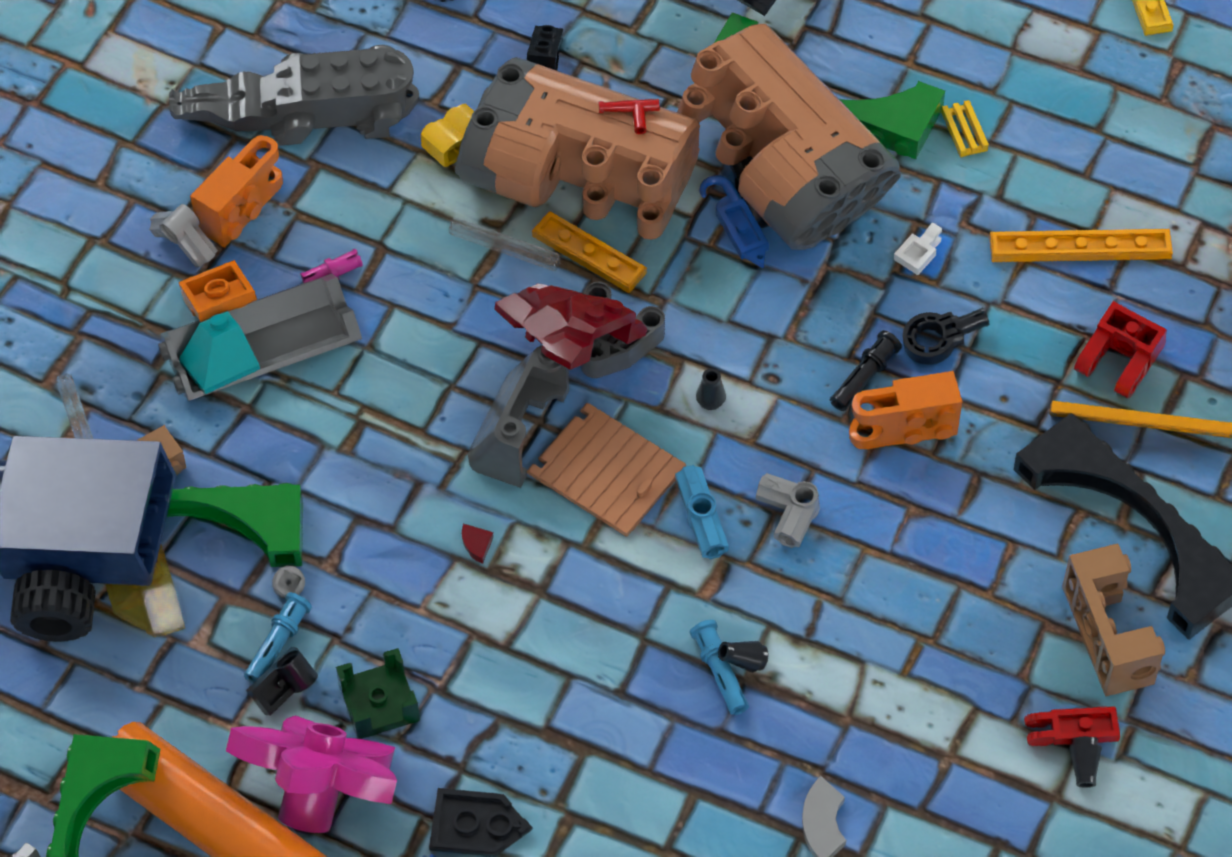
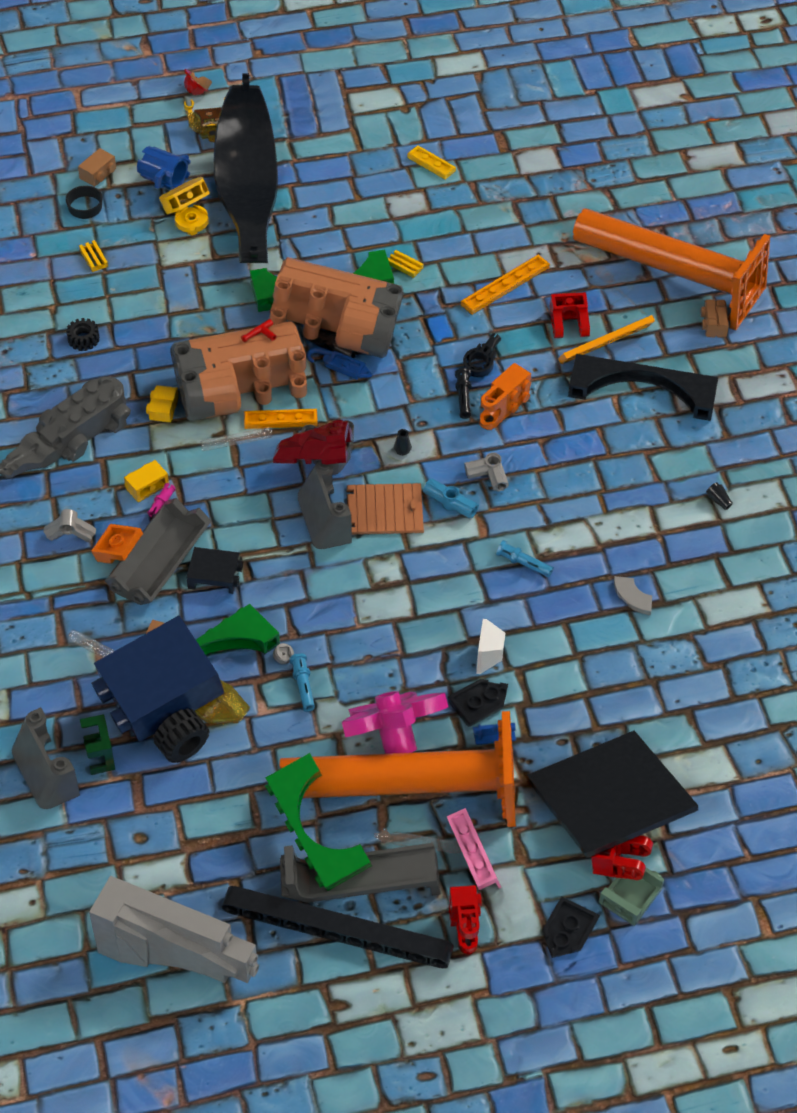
camera: 40 degrees left, 5 degrees down
(218, 353) = (147, 569): teal slope -> none
(237, 191) = (81, 488): orange brick -> none
(286, 676) = (326, 695): black plate -> none
(307, 408) = (214, 568): none -> black panel
(336, 229) = (146, 480): none -> yellow brick
(378, 697) = (378, 674): dark green panel -> none
(476, 541) = (355, 578): dark red tile -> none
(544, 756) = (490, 646): none -> white slope
(545, 46) = (167, 337): black plate -> none
(746, 655) = (533, 545): black cone -> none
(918, 252) = (437, 328): white plate -> none
(1073, 723) = (700, 484): red hinge -> none
(1122, 659) = (688, 443): medium nougat plate -> none

